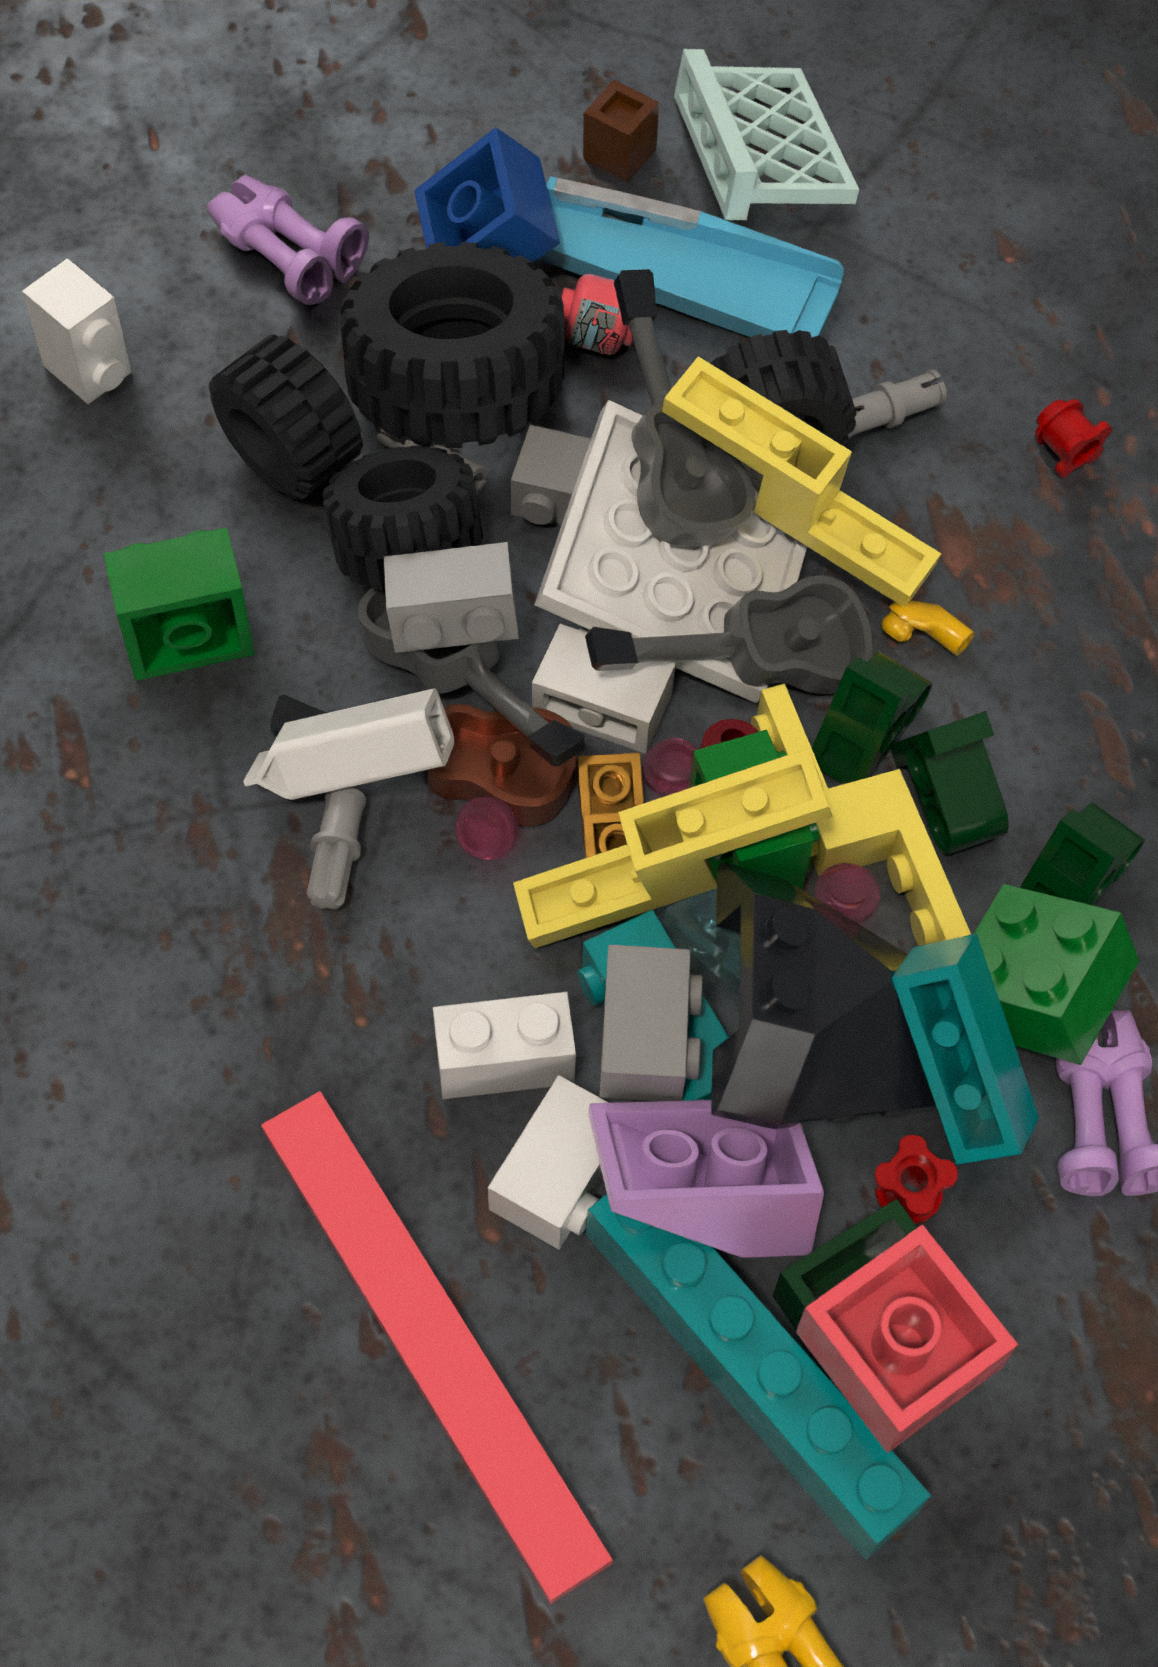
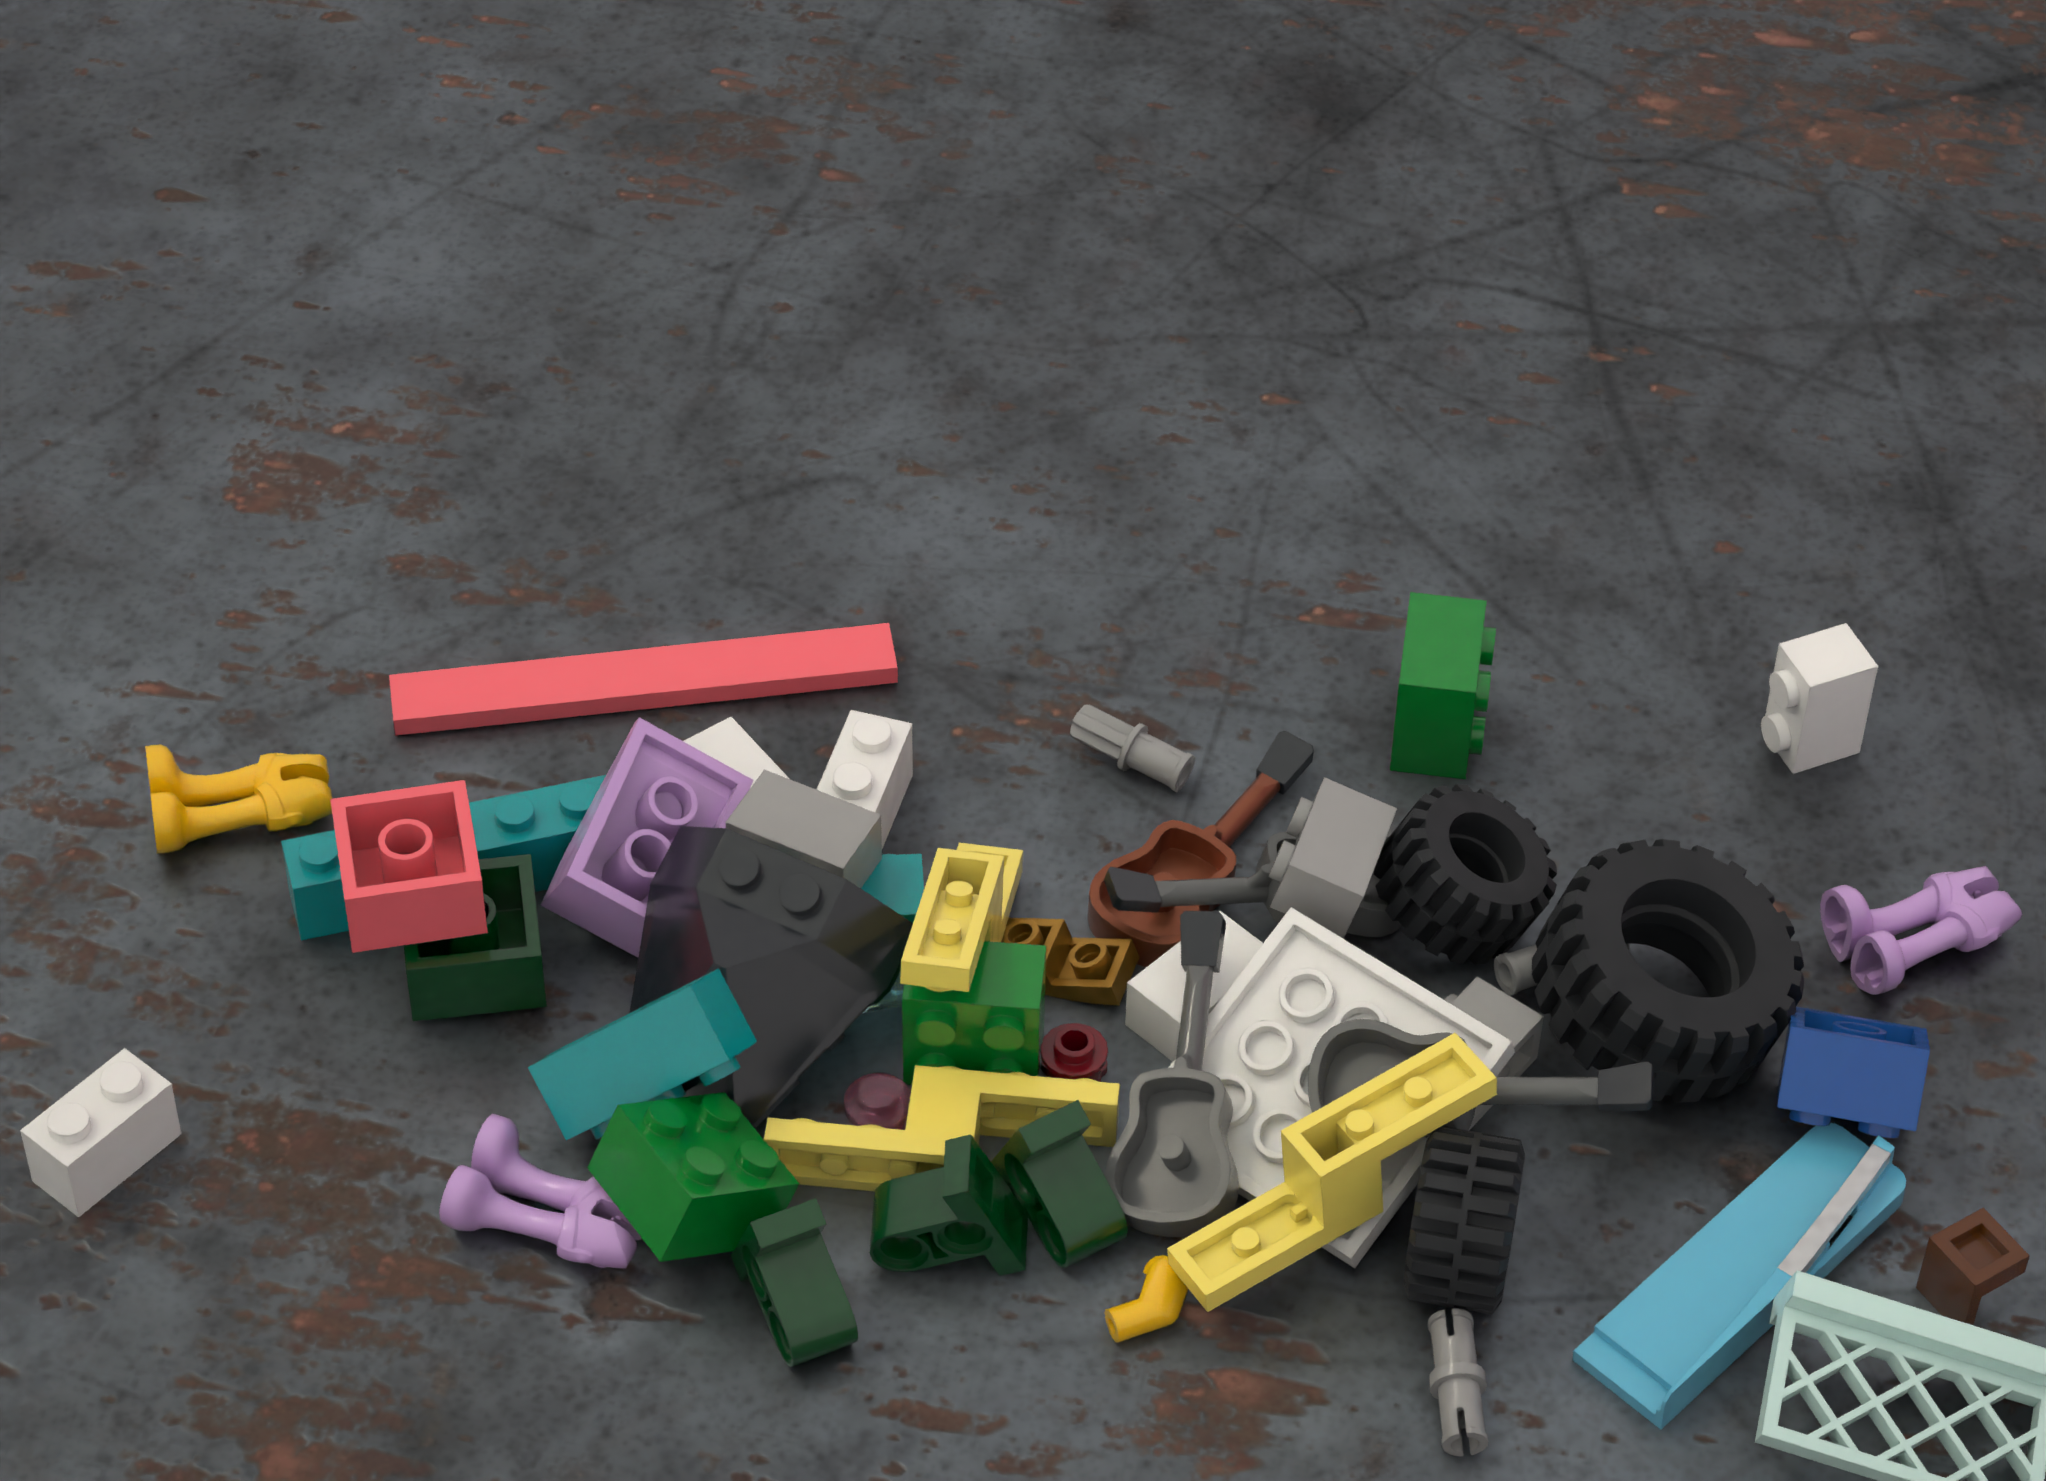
camera: 115 degrees right, 15 degrees down
(286, 416) = (1626, 792): black tyre -> none
(356, 746) = (1212, 766): white piece -> none
(486, 828) = (1092, 853): clear pink plate -> none
(594, 316) = (1693, 1155): head -> none
(668, 766) = (1091, 1009): clear pink plate -> none
(917, 1167) = (562, 1011): red brick -> none

